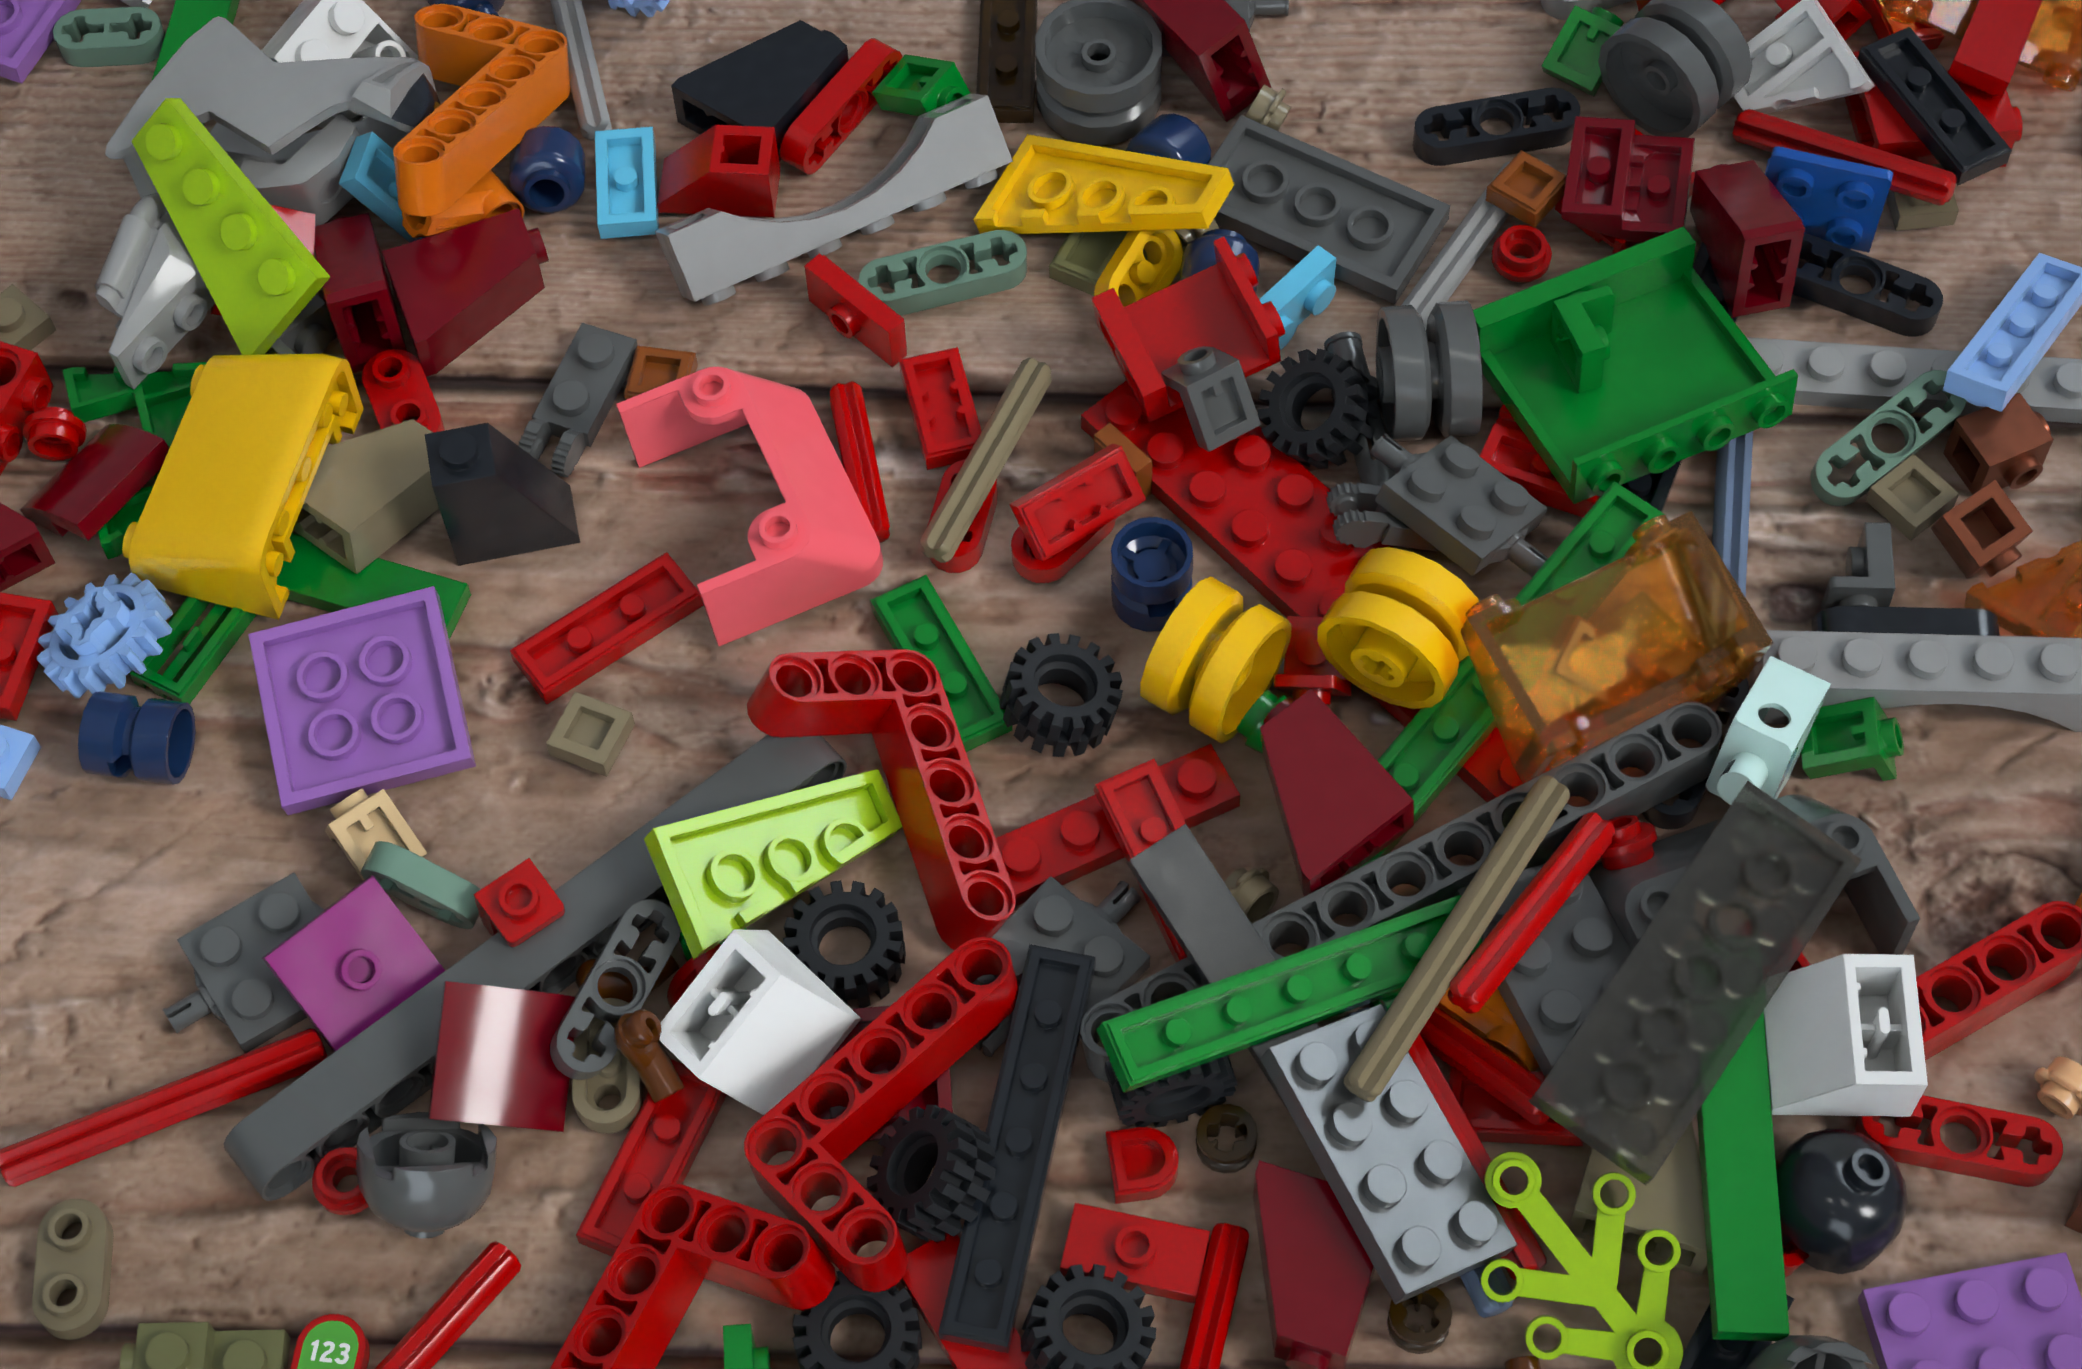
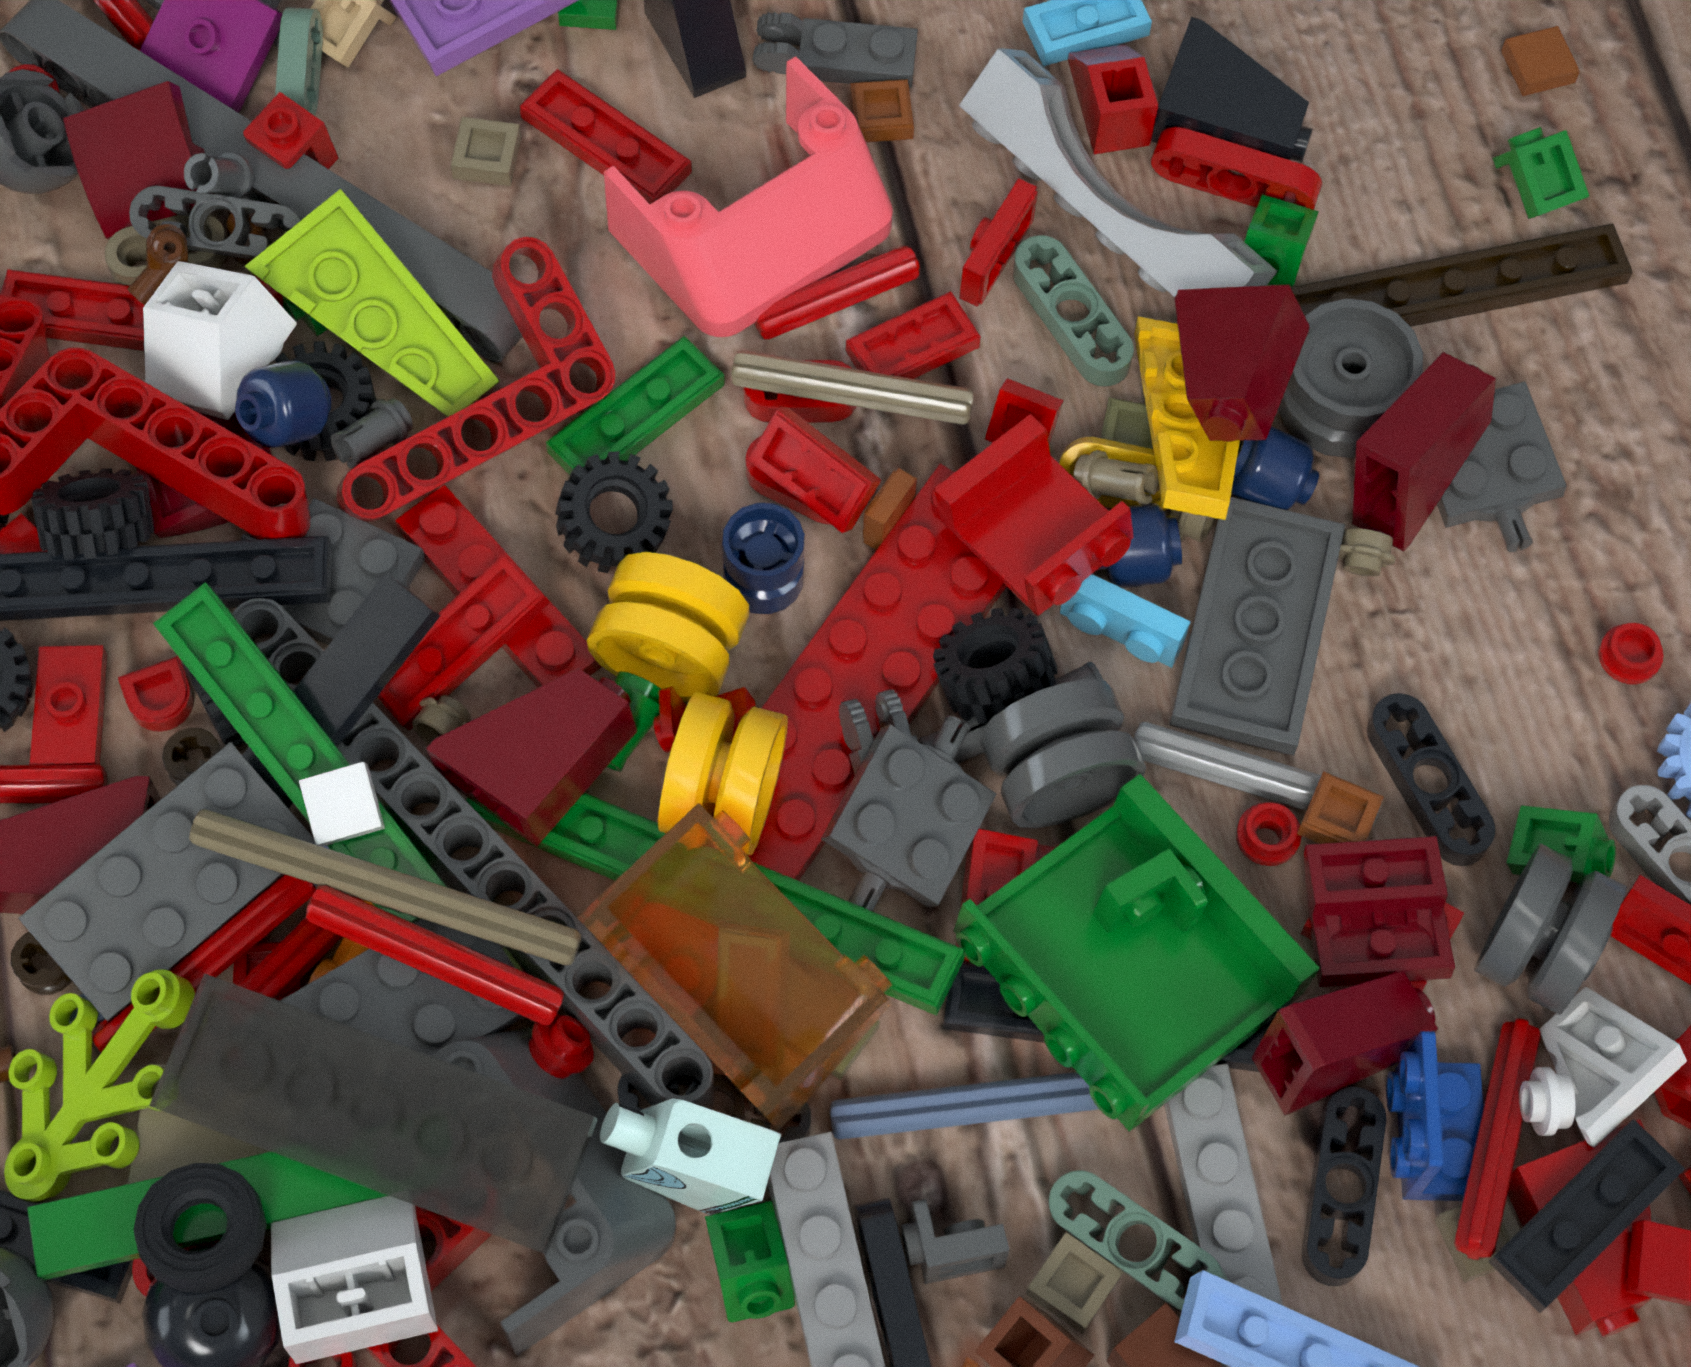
camera: 70 degrees right, 5 degrees up
(550, 965) = (222, 175): none -> dark grey pin
(876, 947) = (282, 403): none -> dark blue head
(902, 883) = (383, 425): none -> dark grey pin
(1057, 333) = (1018, 401): none -> red tile
(1076, 129) = (1238, 355): none -> dark red slope
(1158, 262) = (1116, 477): none -> dark tan pin
(1213, 395) = (968, 557): dark grey bracket -> none
(1363, 956) = (341, 804): none -> white tile
(1770, 1201) = (226, 1259): none -> black tyre
(1826, 107) = (1547, 1101): none -> white plate

